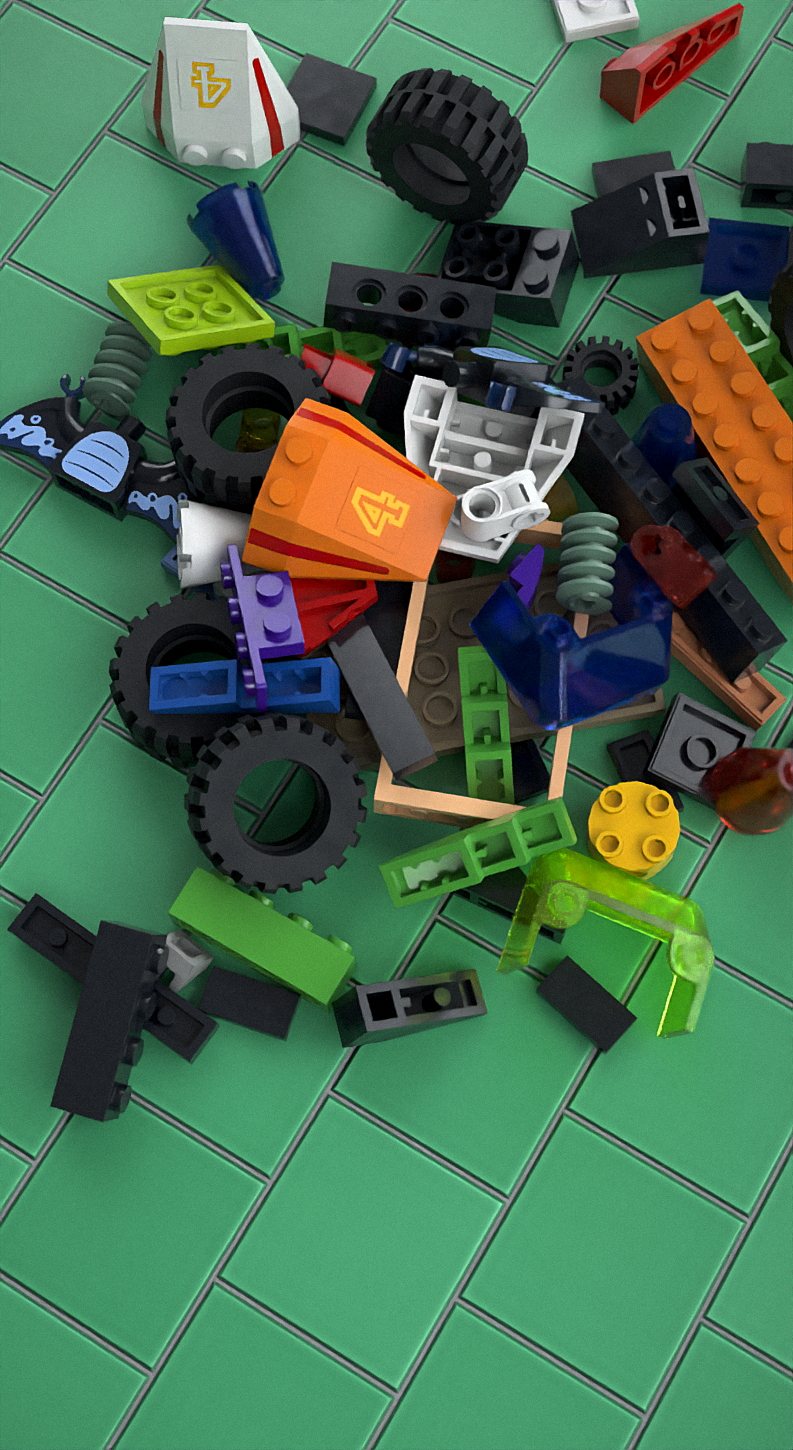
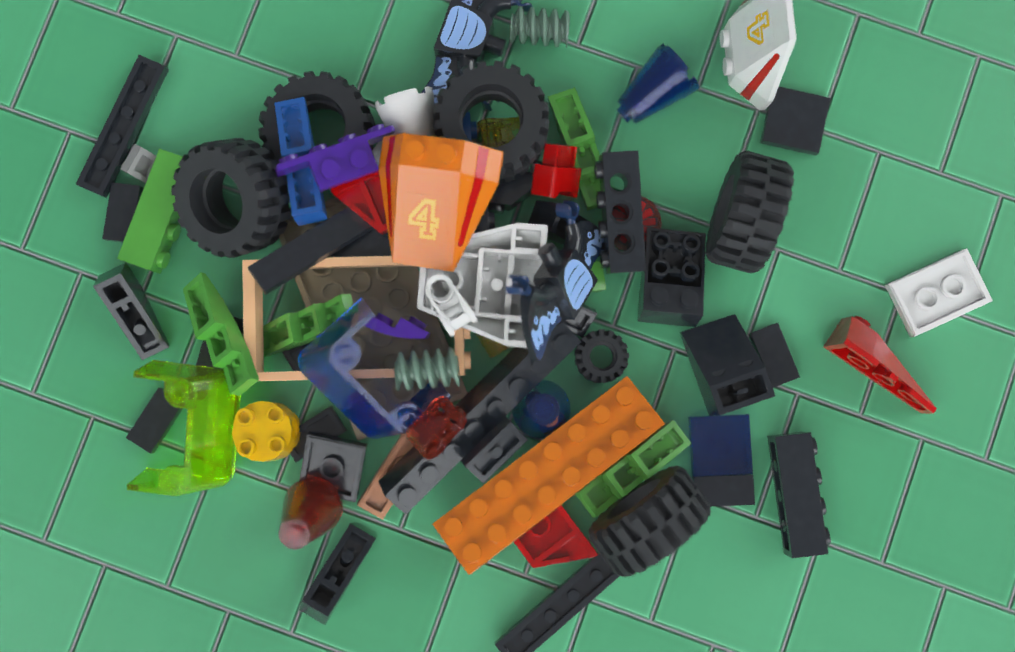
camera: 75 degrees right, 15 degrees up
(110, 1021) = (85, 129): black brick -> none
(190, 309) = (586, 62): lime plate -> none

